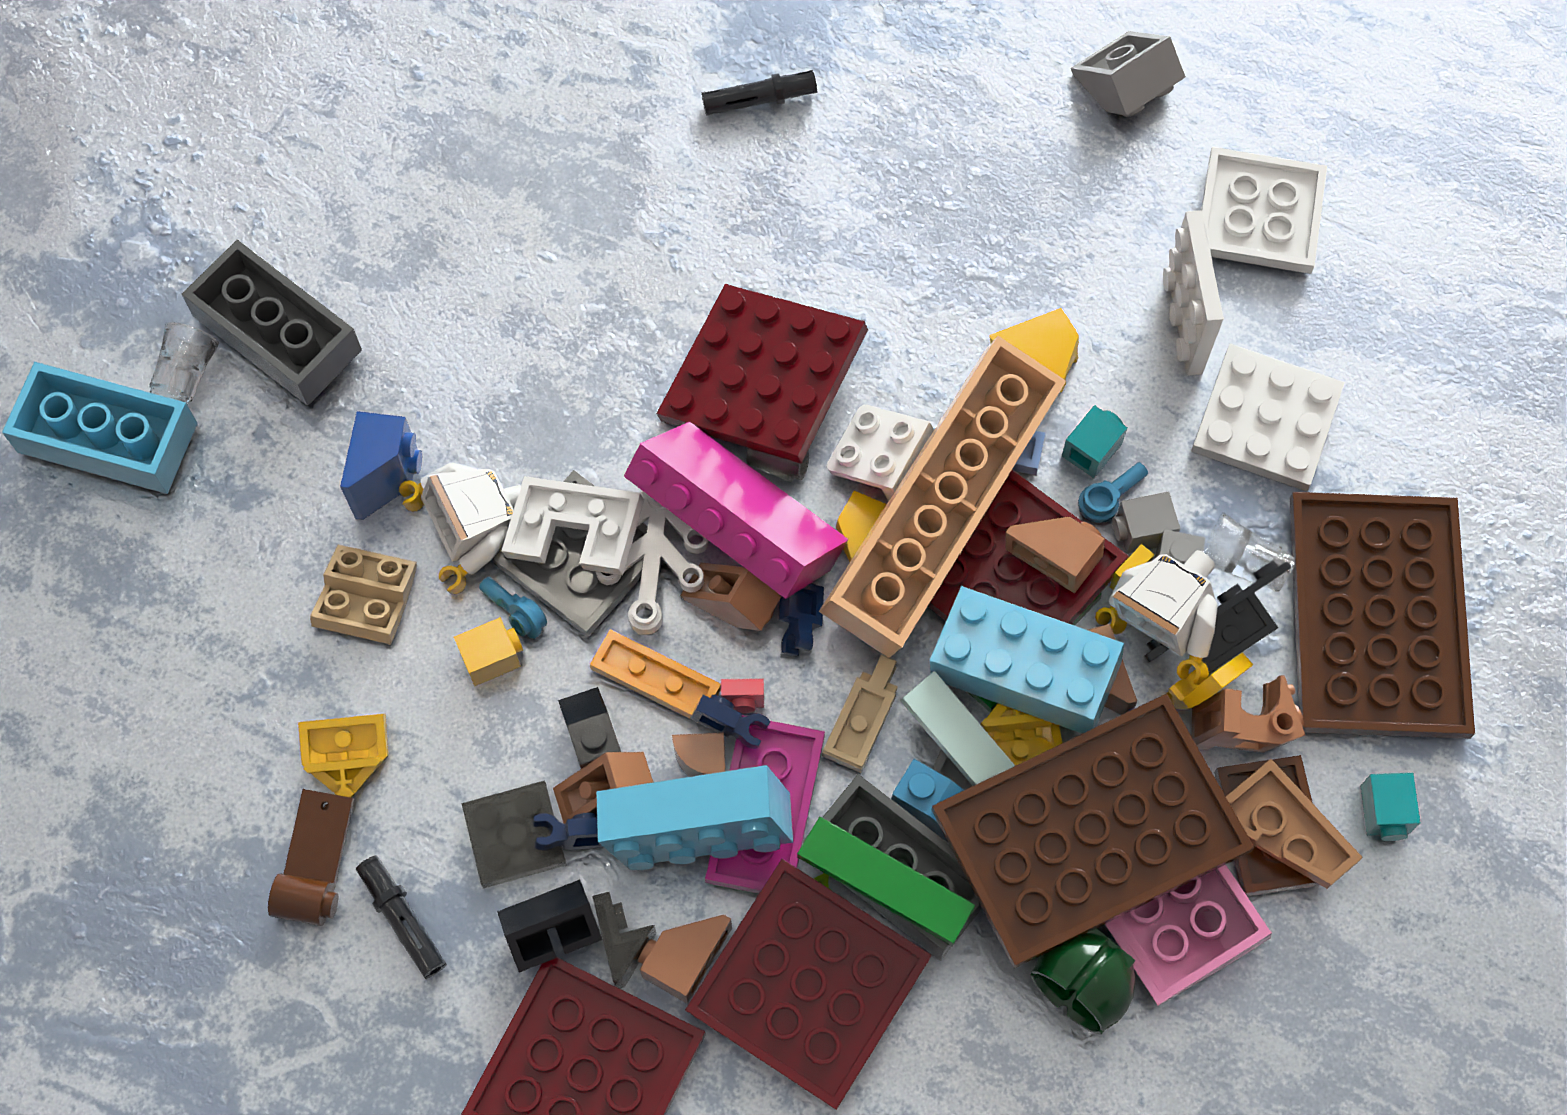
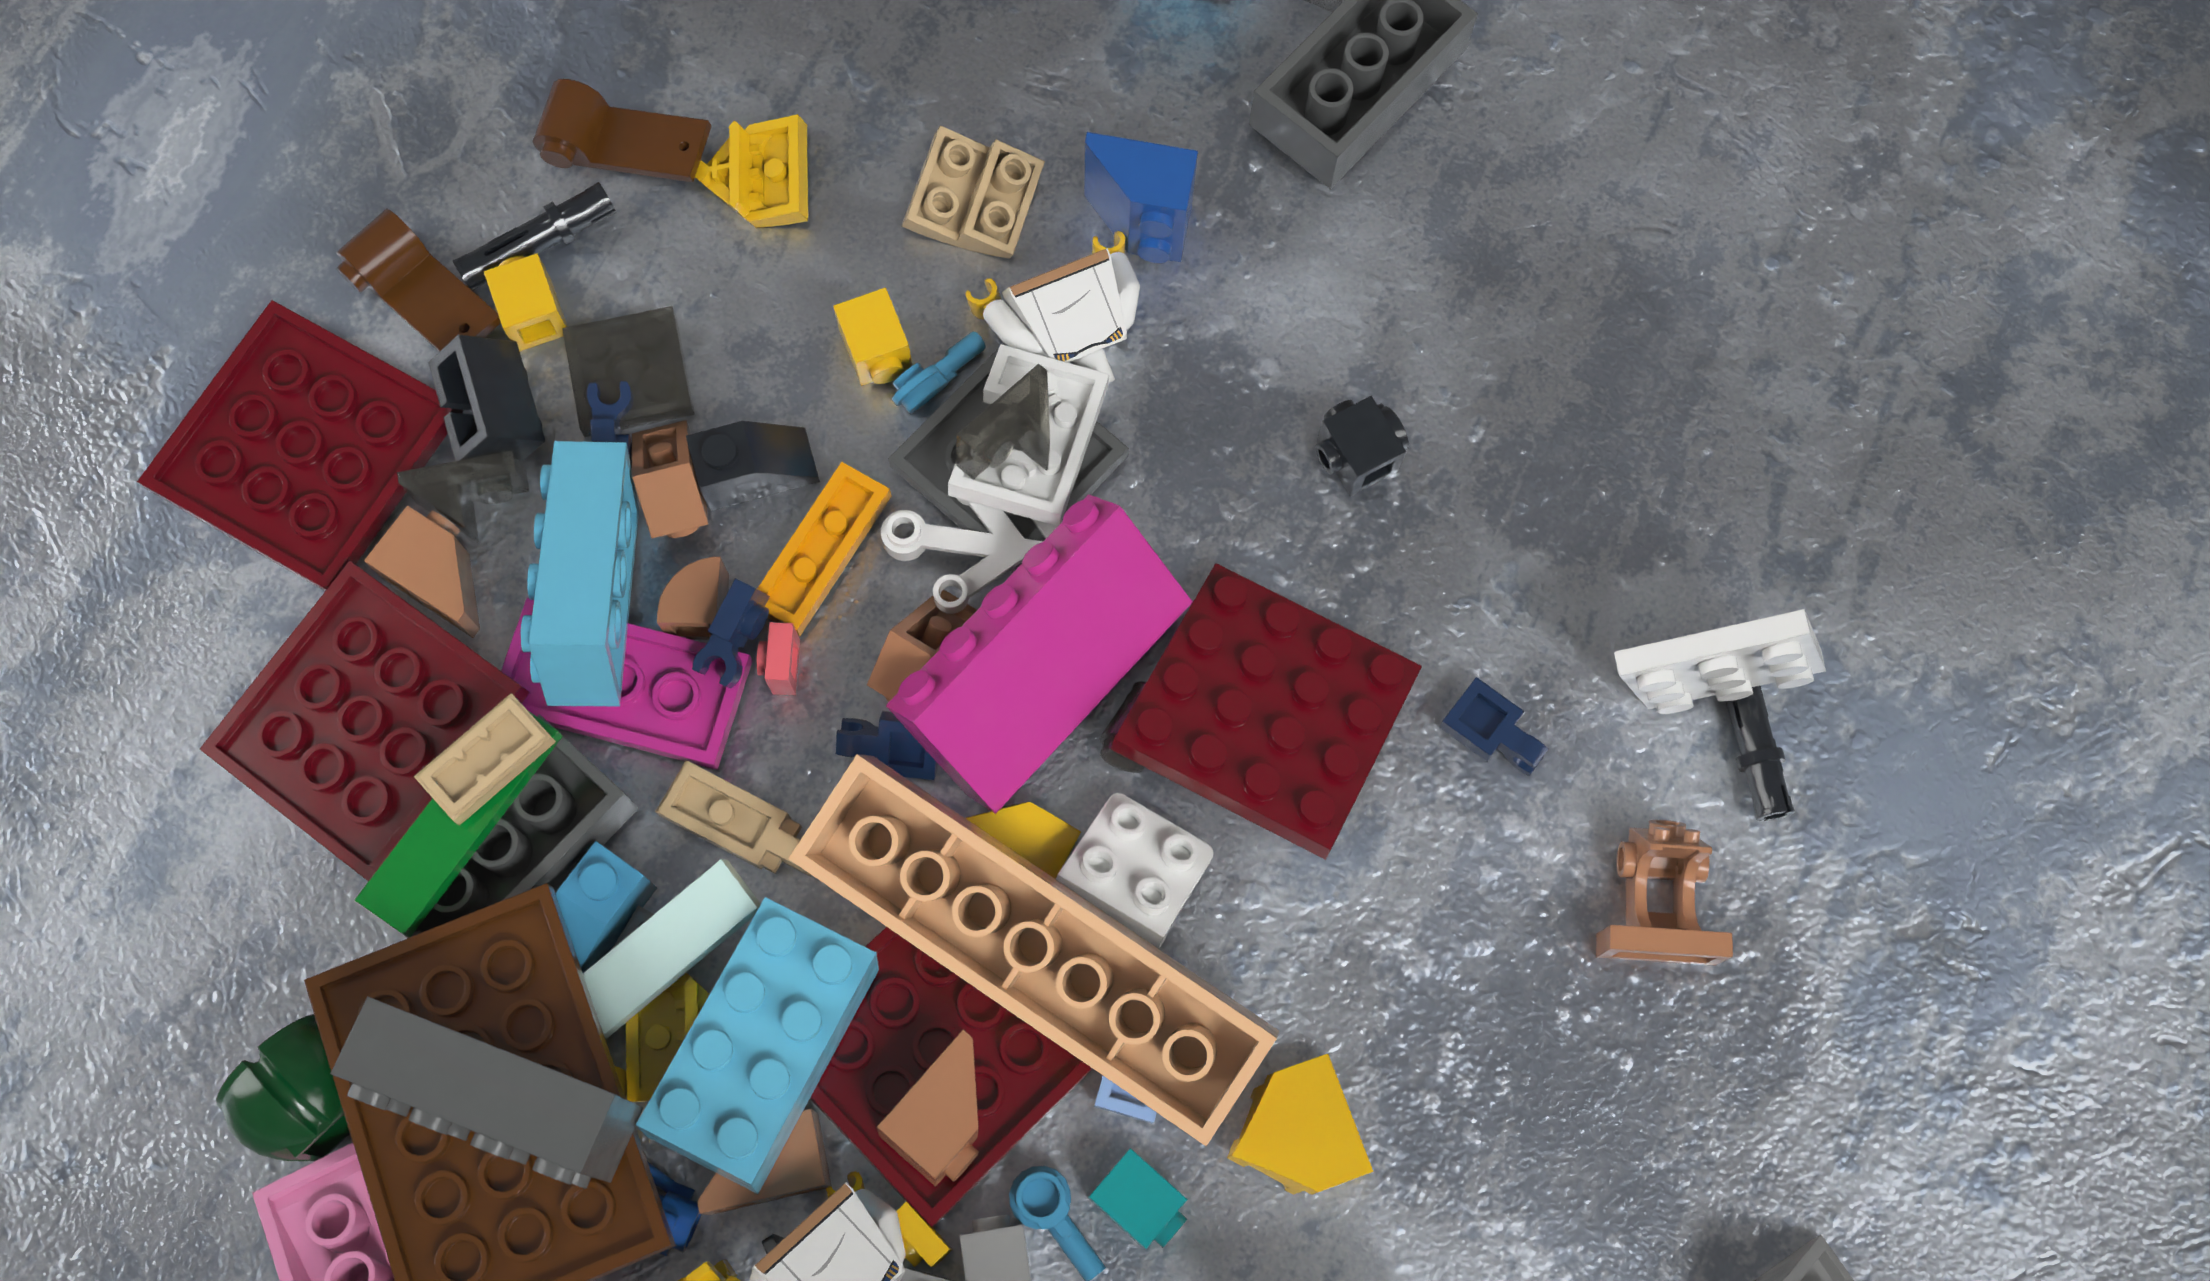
camera: 90 degrees right, 5 degrees up
(430, 1022) = (413, 282): none -> reddish brown door
(458, 912) = (526, 301): none -> yellow brick
(565, 321) = (1361, 443): none -> black brick
(574, 518) = (1013, 420): none -> clear smoke slope
(731, 87) = (1723, 662): none -> white plate
(765, 243) = (1488, 722): none -> dark blue plate
(847, 855) = (484, 759): none -> tan plate
(894, 141) = (1663, 853): none -> nougat tile
(1086, 806) = (477, 1087): none -> dark grey brick

